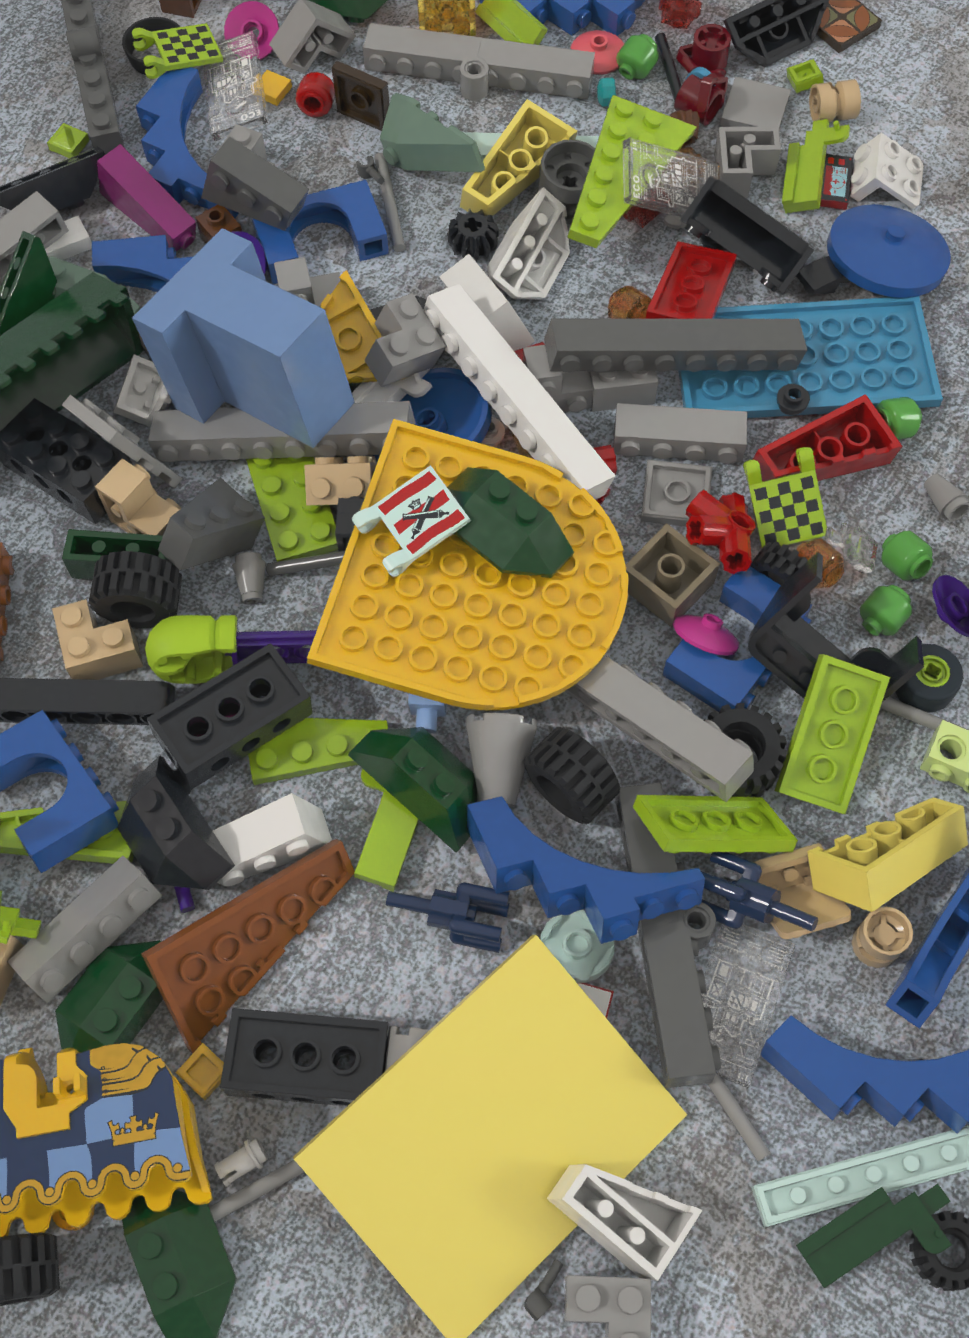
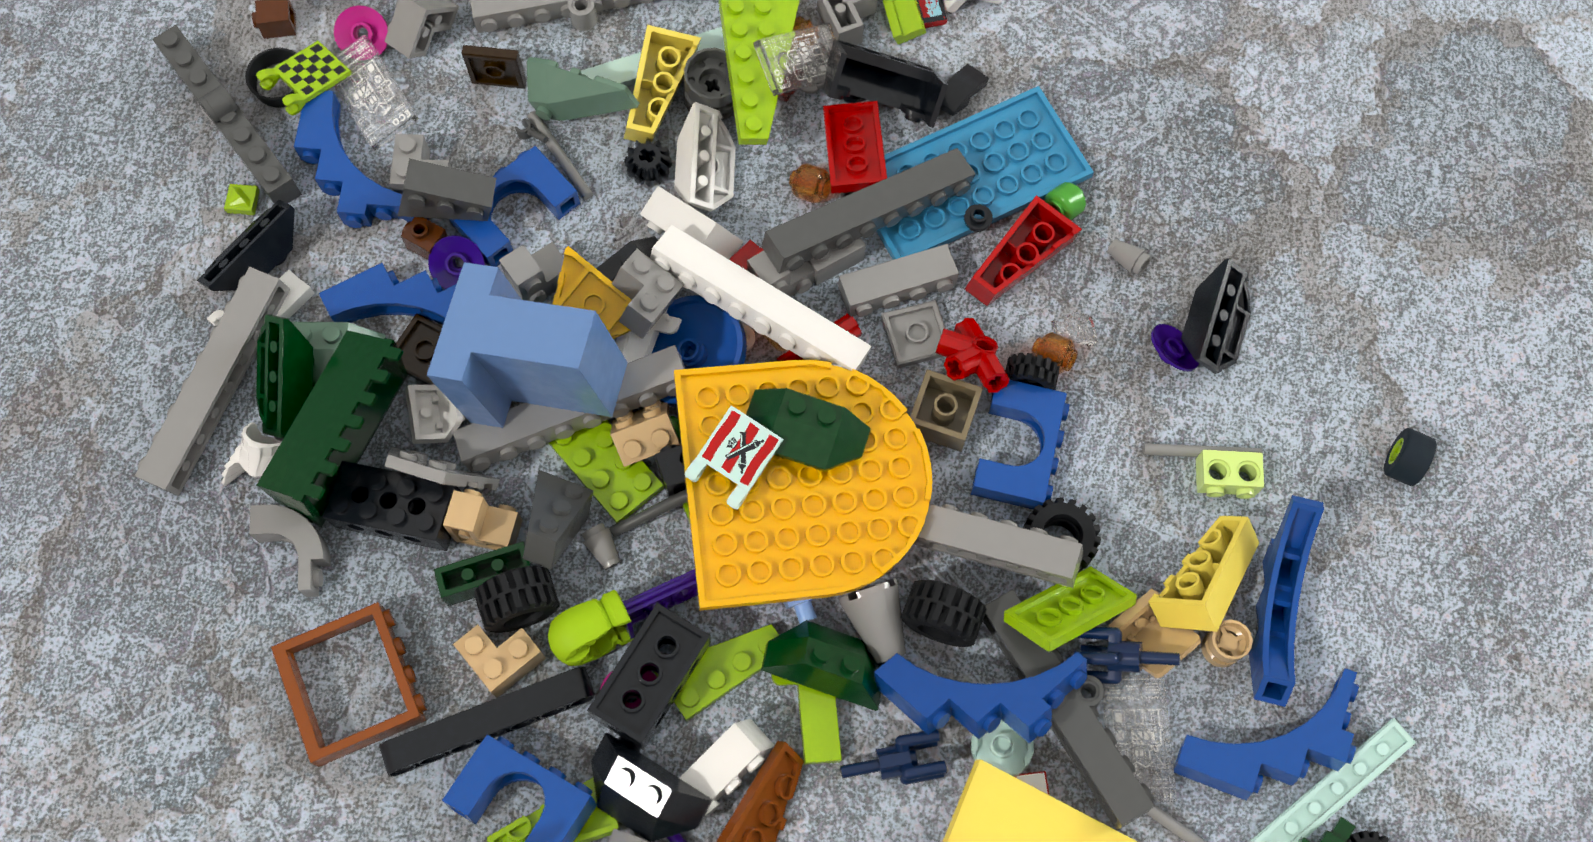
camera: 25 degrees left, 5 degrees up
(143, 198) = (345, 235): magenta slope -> none
(275, 87) = (407, 79): yellow tile -> none
(315, 94) = (448, 76): red head -> none
(706, 633) = (993, 449): dark pink dish -> none
(788, 506) = (1011, 315): lime flag -> none
(792, 646) = (1093, 446): black windscreen -> none
(832, 734) = (1126, 496): lime plate -> none
(885, 610) = (1122, 373): bright green head -> none
(888, 251) = (998, 53): blue dish -> none
(907, 555) = (1119, 319): bright green head -> none
(934, 691) = (1174, 427): black wheel -> none

